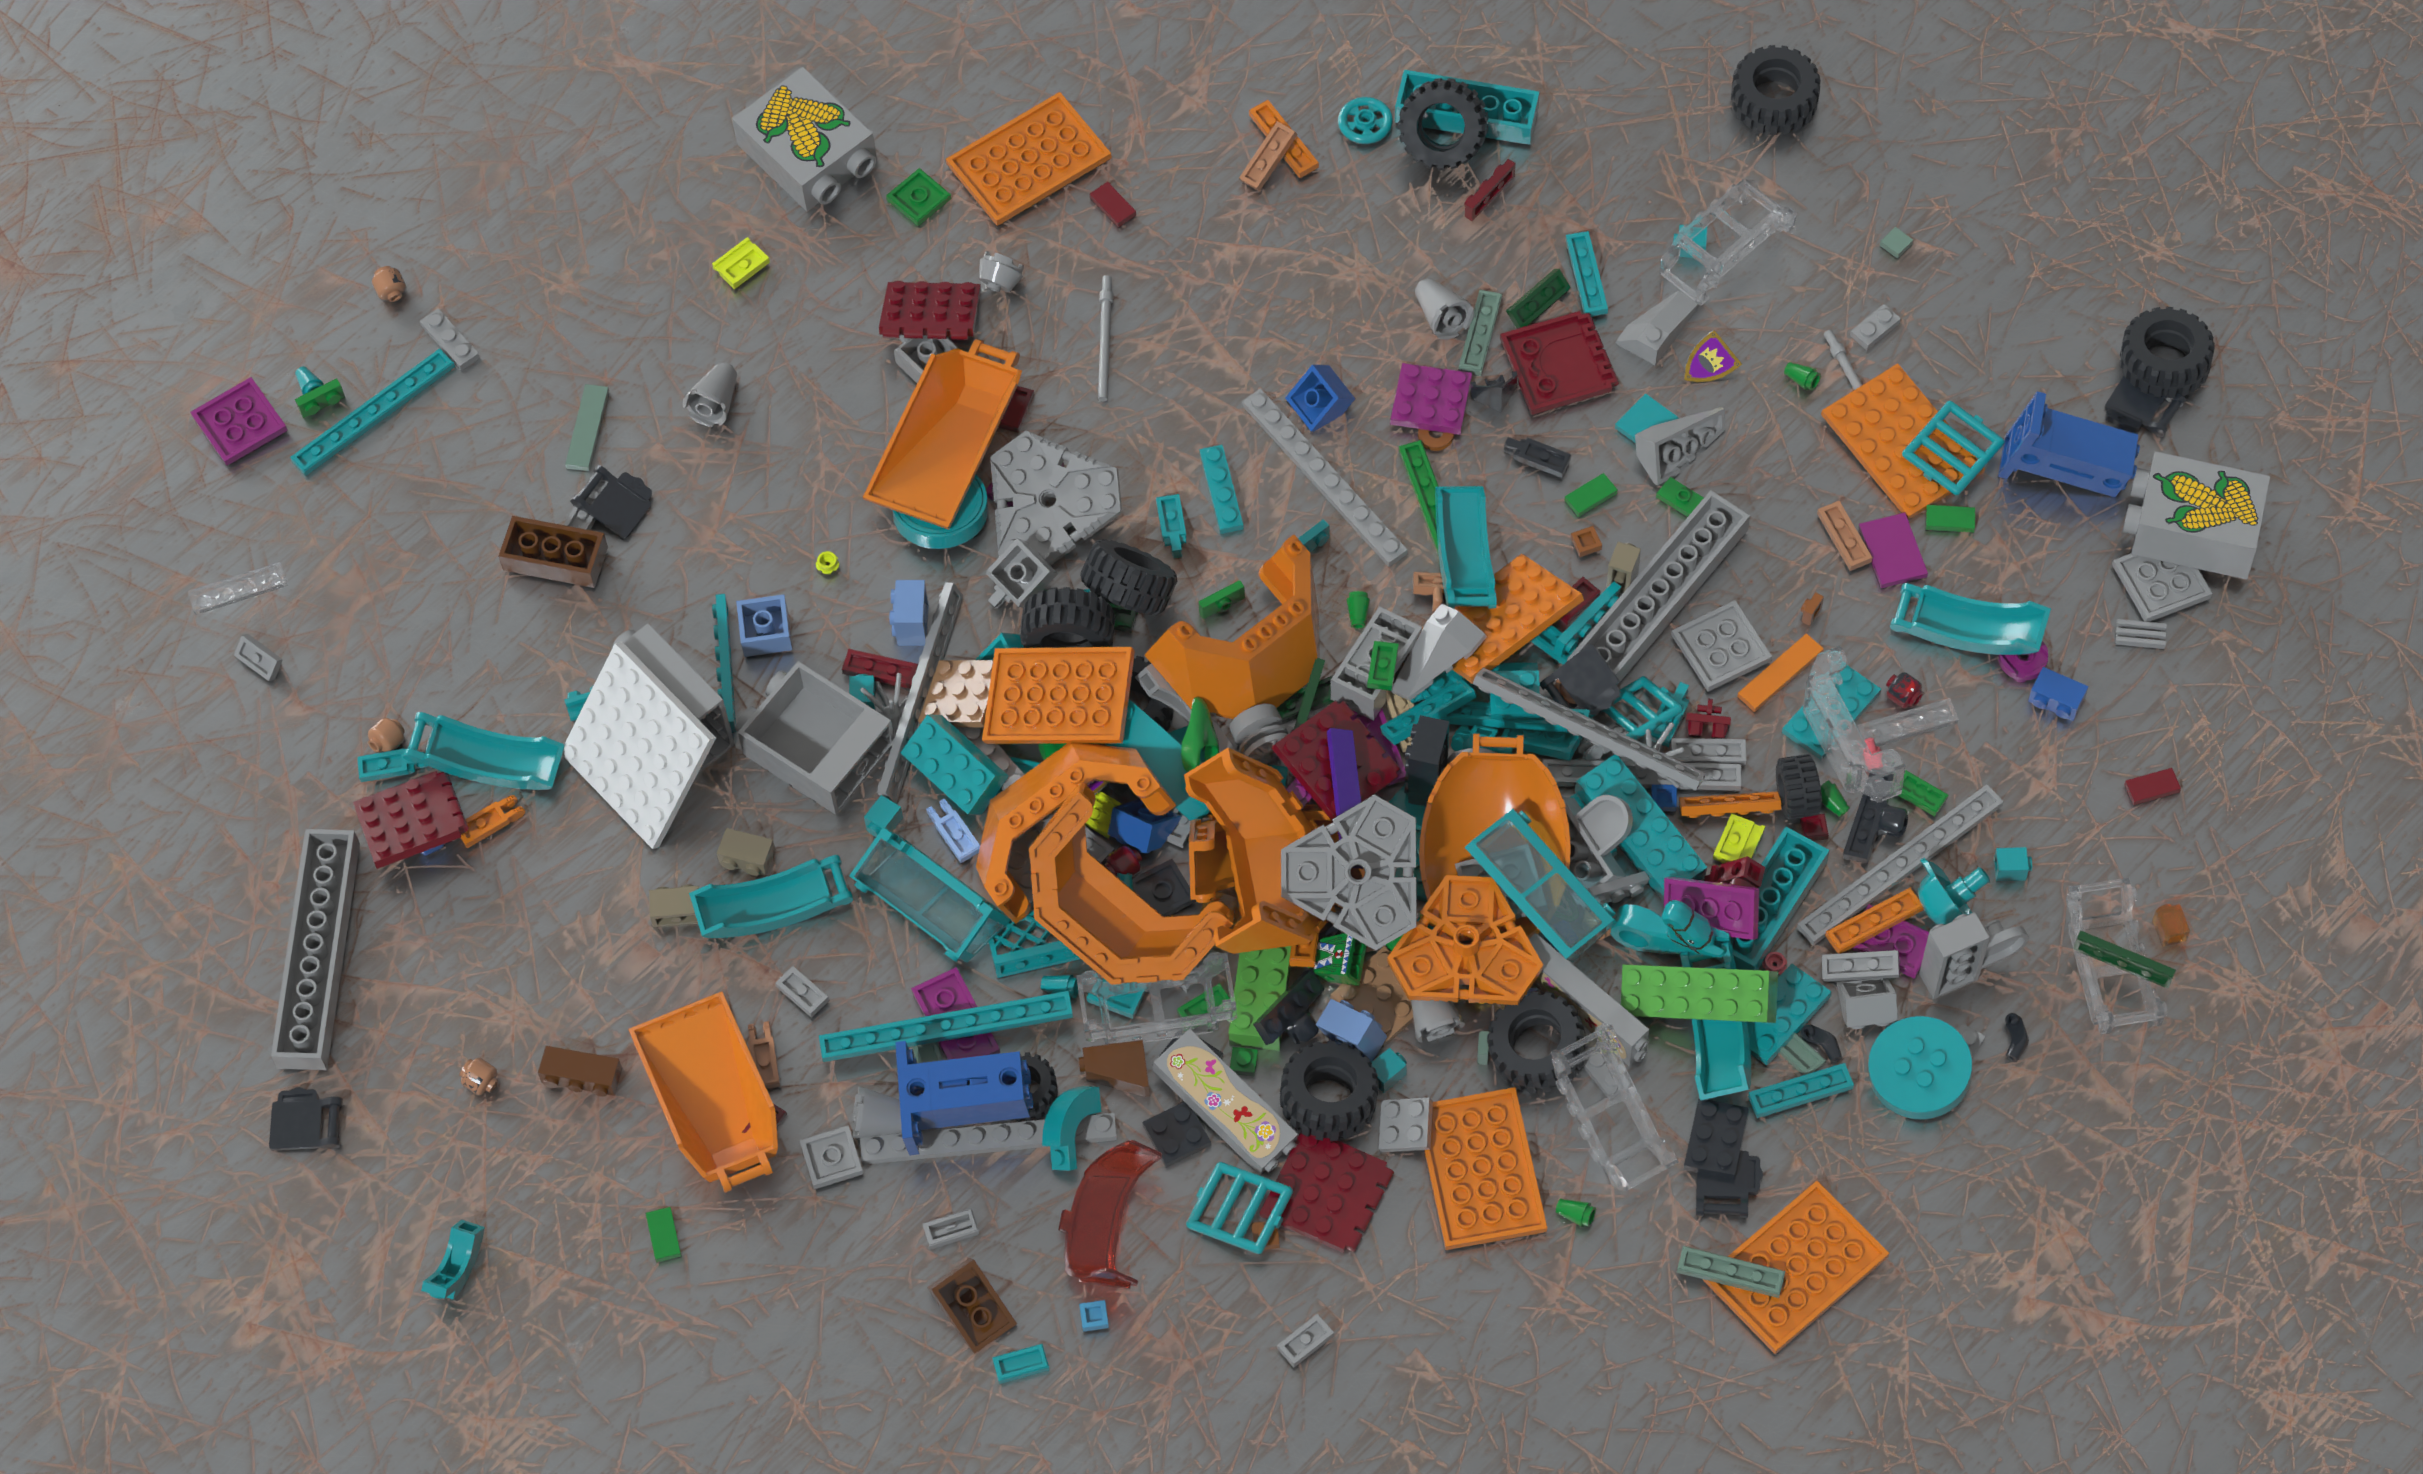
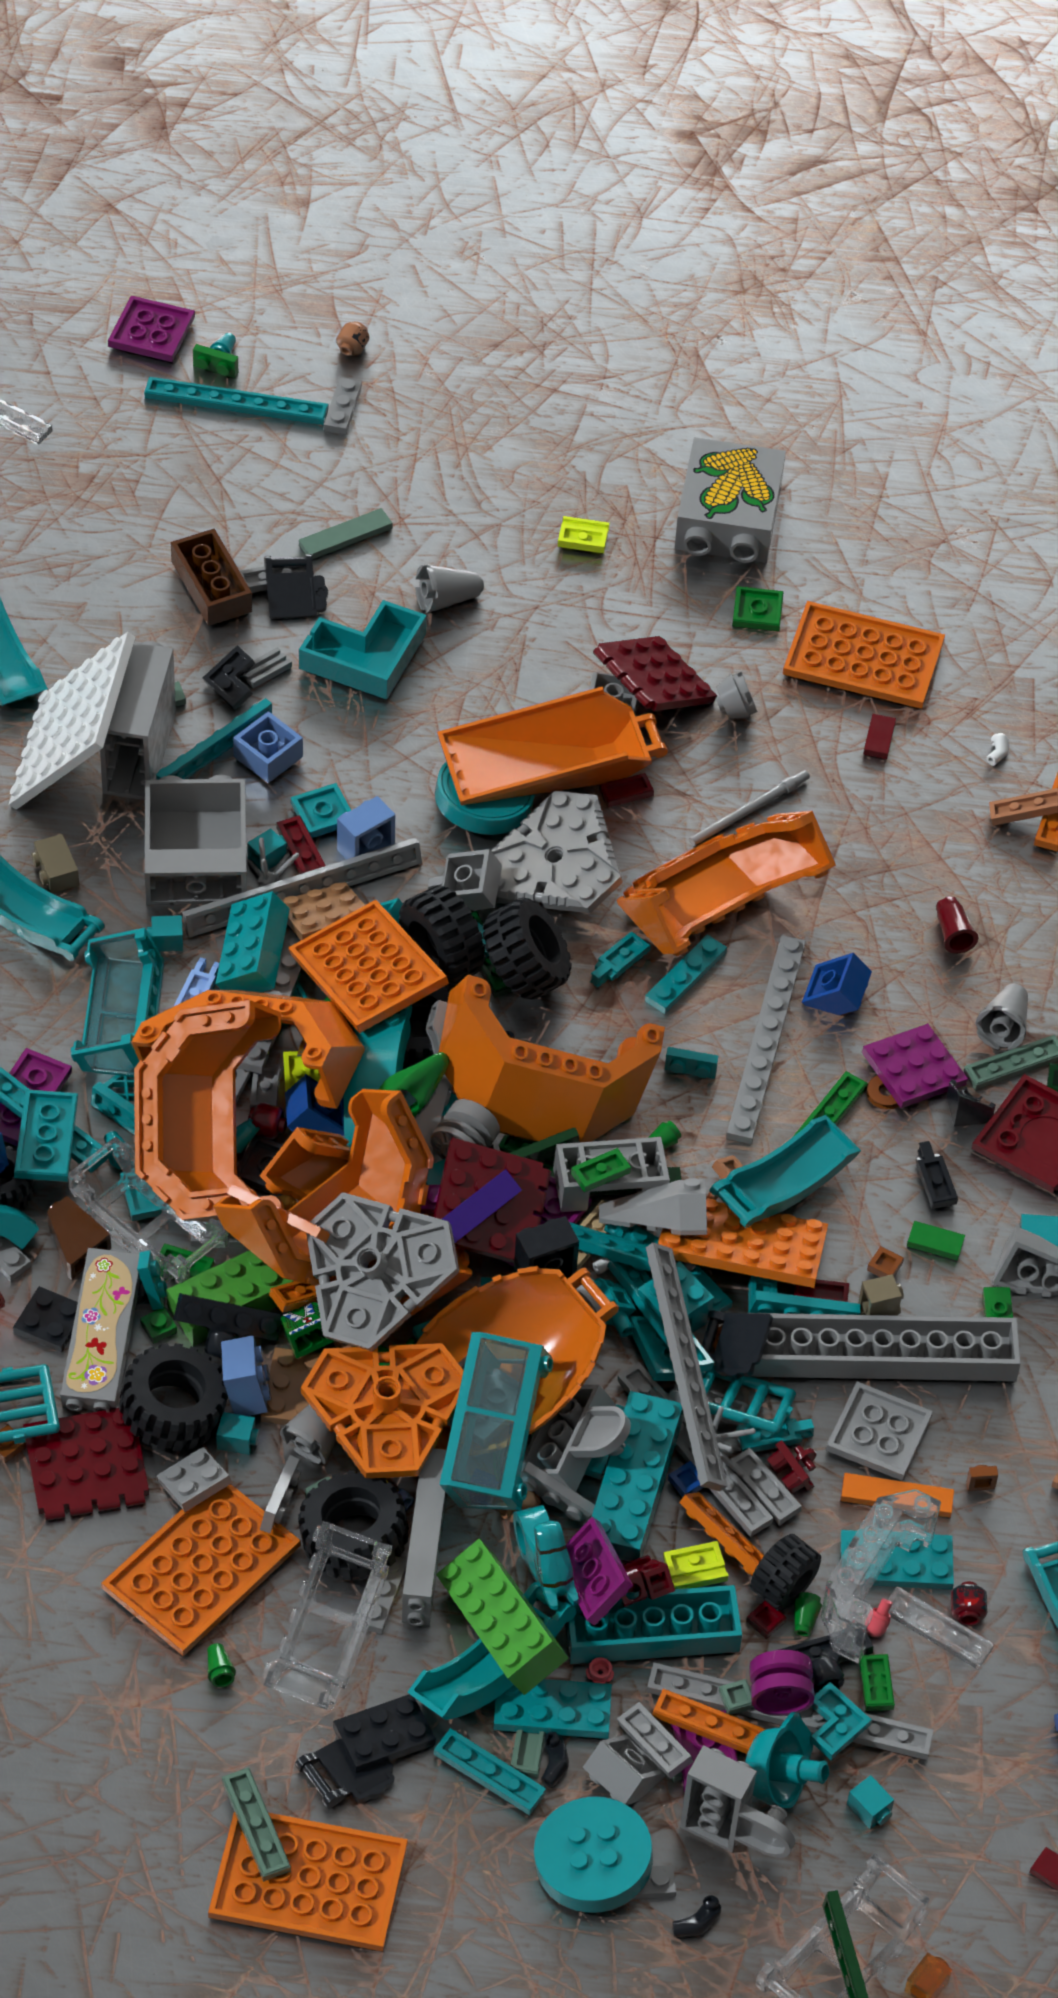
camera: 45 degrees right, 10 degrees down
(664, 582) = (262, 666): none -> light grey tile
(664, 611) = (225, 677): none -> black plate
(734, 499) = (369, 658): none -> teal piece
(827, 557) = (366, 755): neon yellow plate -> none
(855, 628) = (320, 809): none -> teal plate
(1020, 1025) = (46, 1135): none -> teal tile
(1156, 400) = (723, 877): none -> orange windscreen
(1195, 133) = (1001, 749): none -> white arm
(1212, 1036) = (150, 1276): none -> teal plate
(1221, 600) = (578, 1036): green plate -> none
(1245, 910) = (288, 1218): none -> tile
(1332, 281) = (956, 929): none -> dark red plant
(1468, 1074) = (281, 1494): none -> light grey plate
(1868, 889) = (736, 1697): none -> sand green tile
(1890, 851) = (781, 1682): none -> magenta wheel
(1943, 834) = (843, 1720): none -> teal plate

